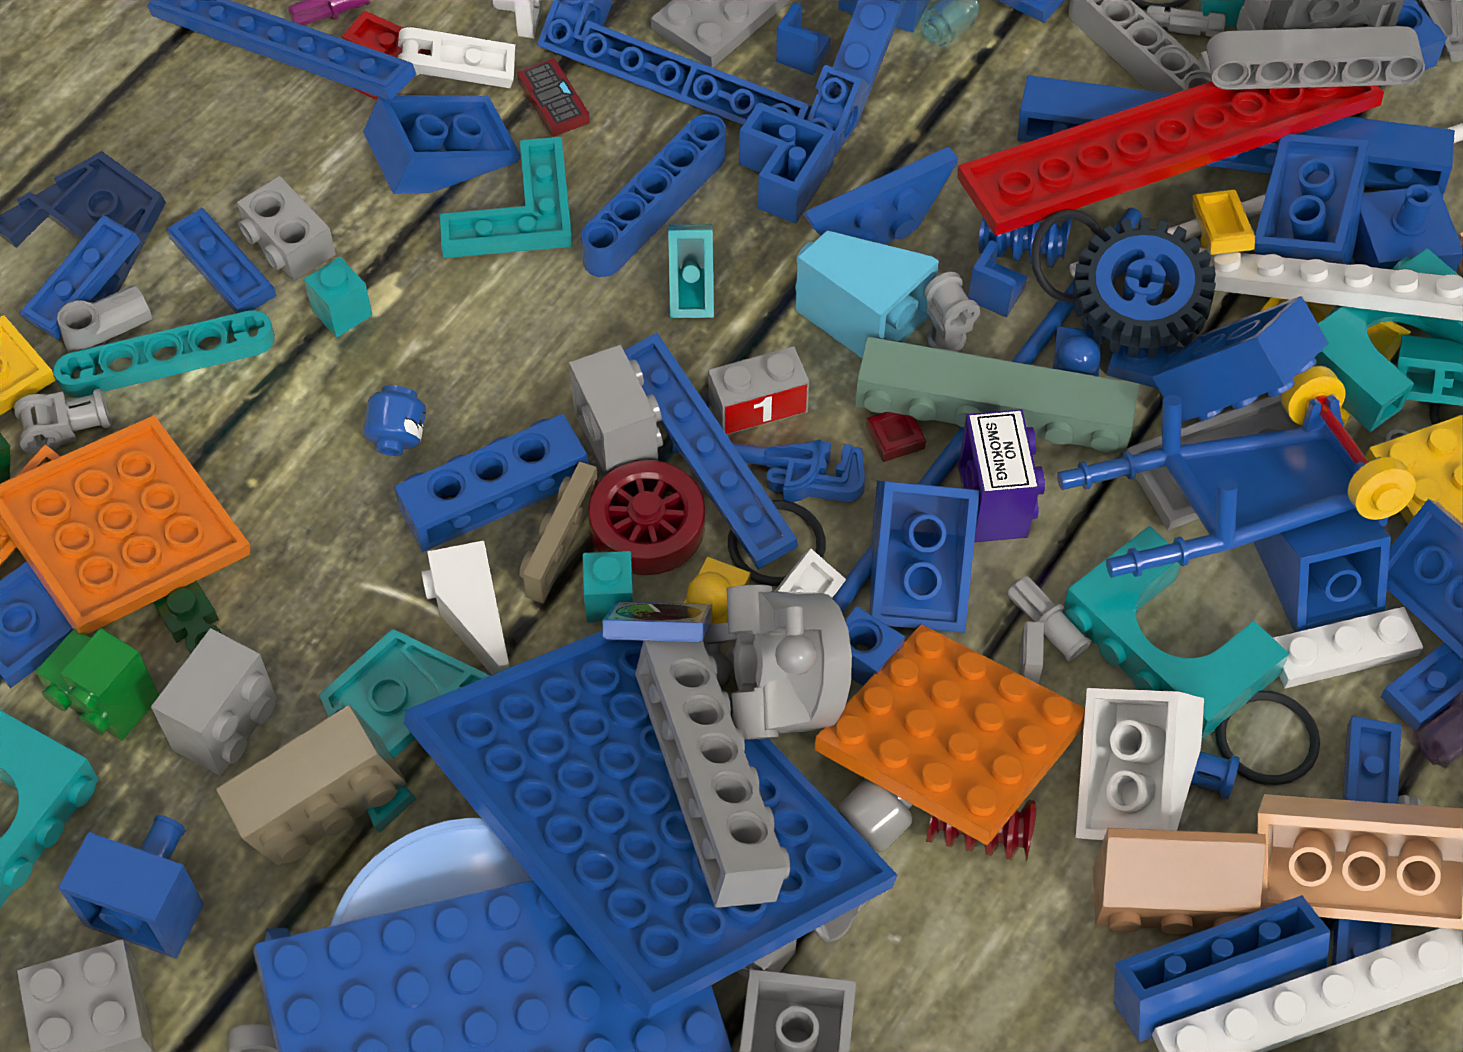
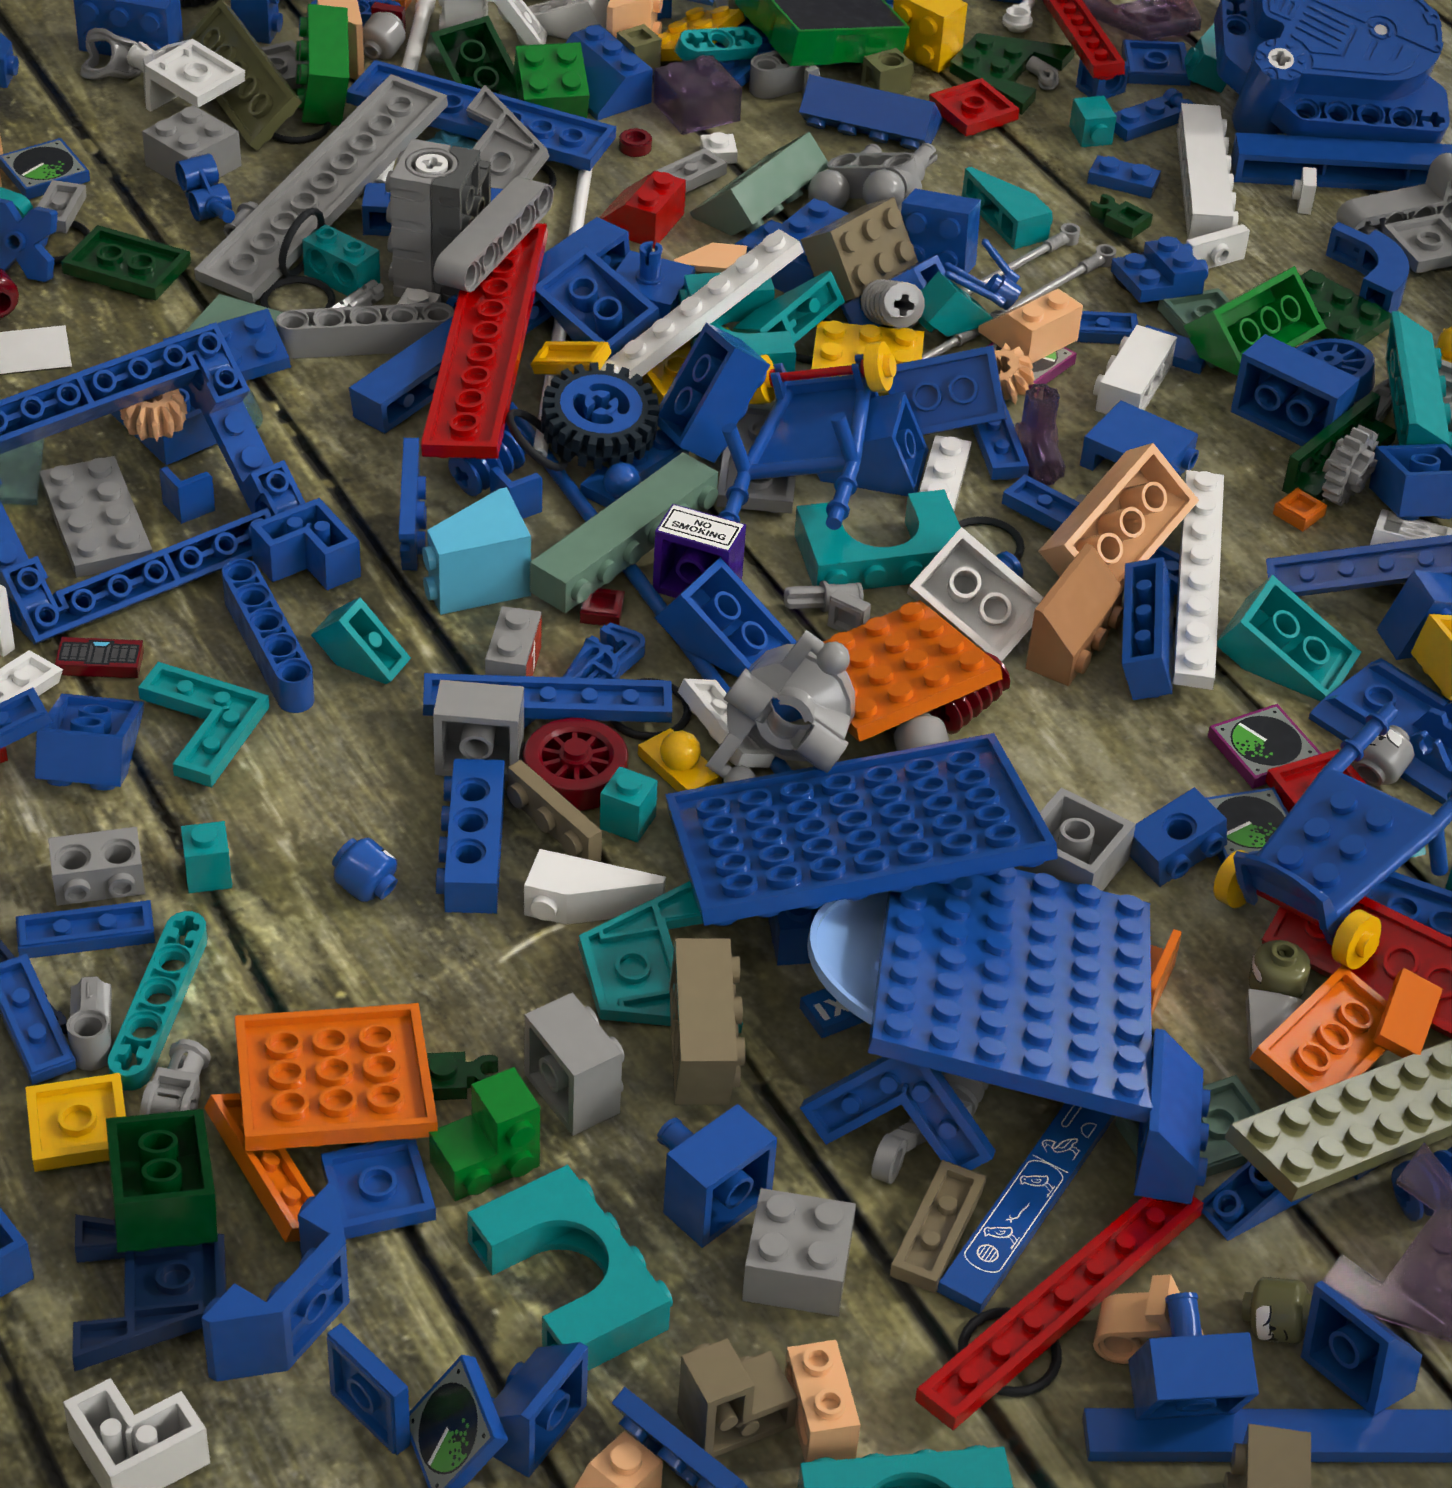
camera: 65 degrees left, 15 degrees down
(657, 621) = (703, 766): tile -> none
(711, 774) = (858, 776): light grey brick -> none
(950, 312) = (540, 516): light grey connector -> none

